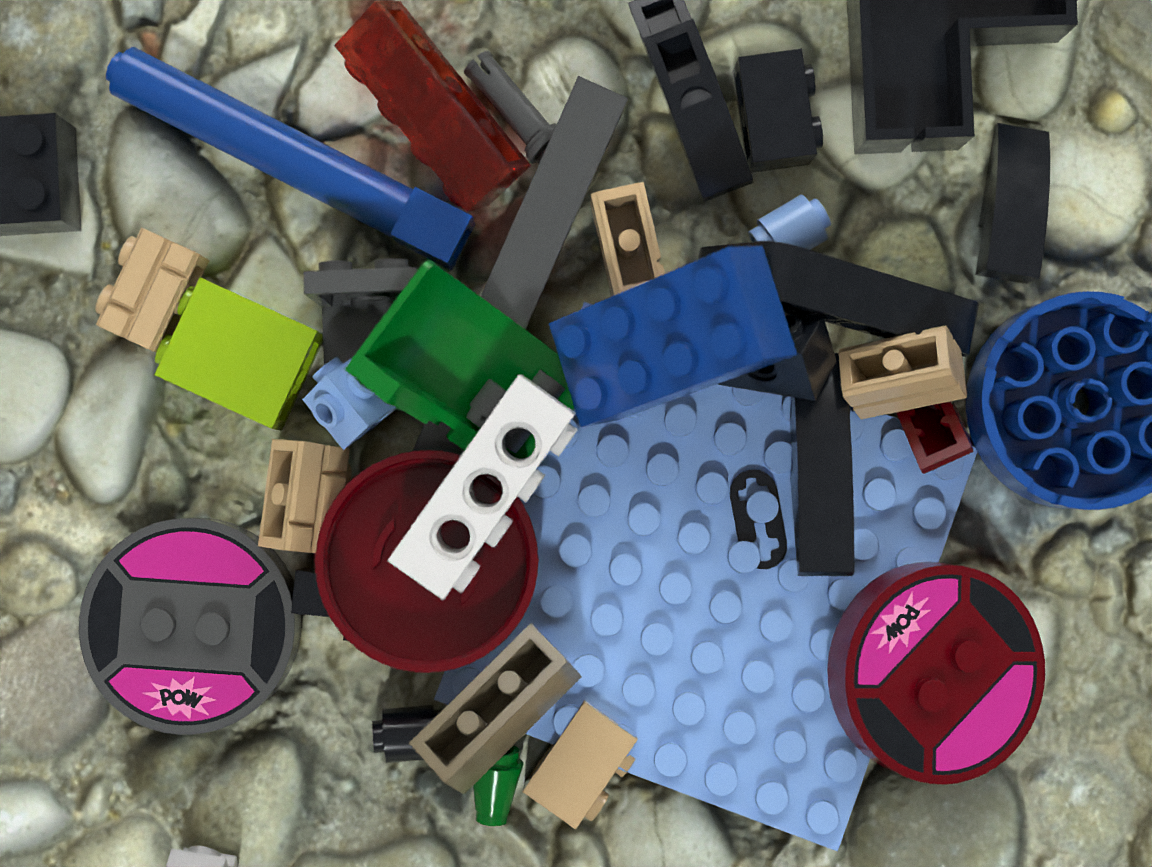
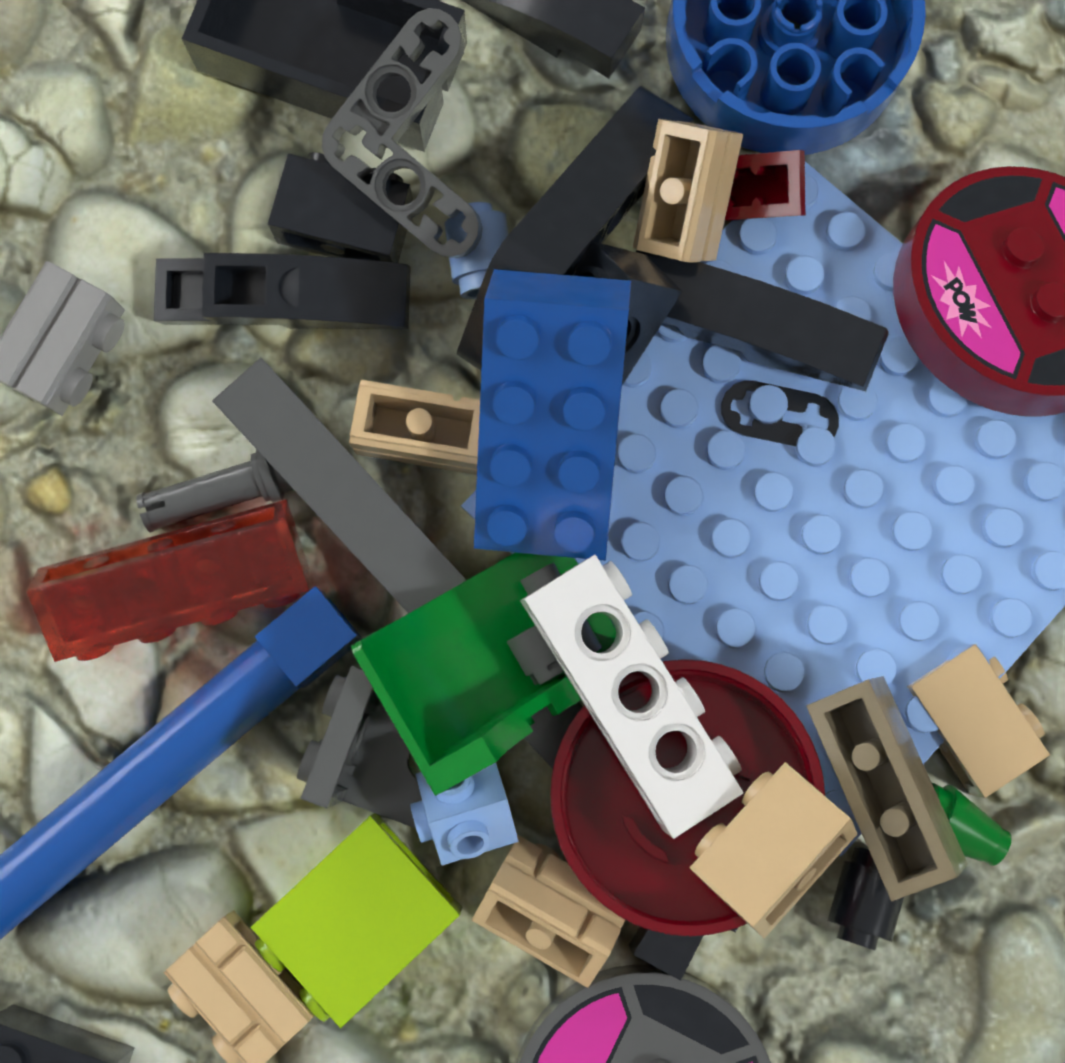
camera: 65 degrees left, 5 degrees down
(409, 637) = (773, 848): none -> tan brick
(849, 115) = (386, 128): none -> dark grey beam

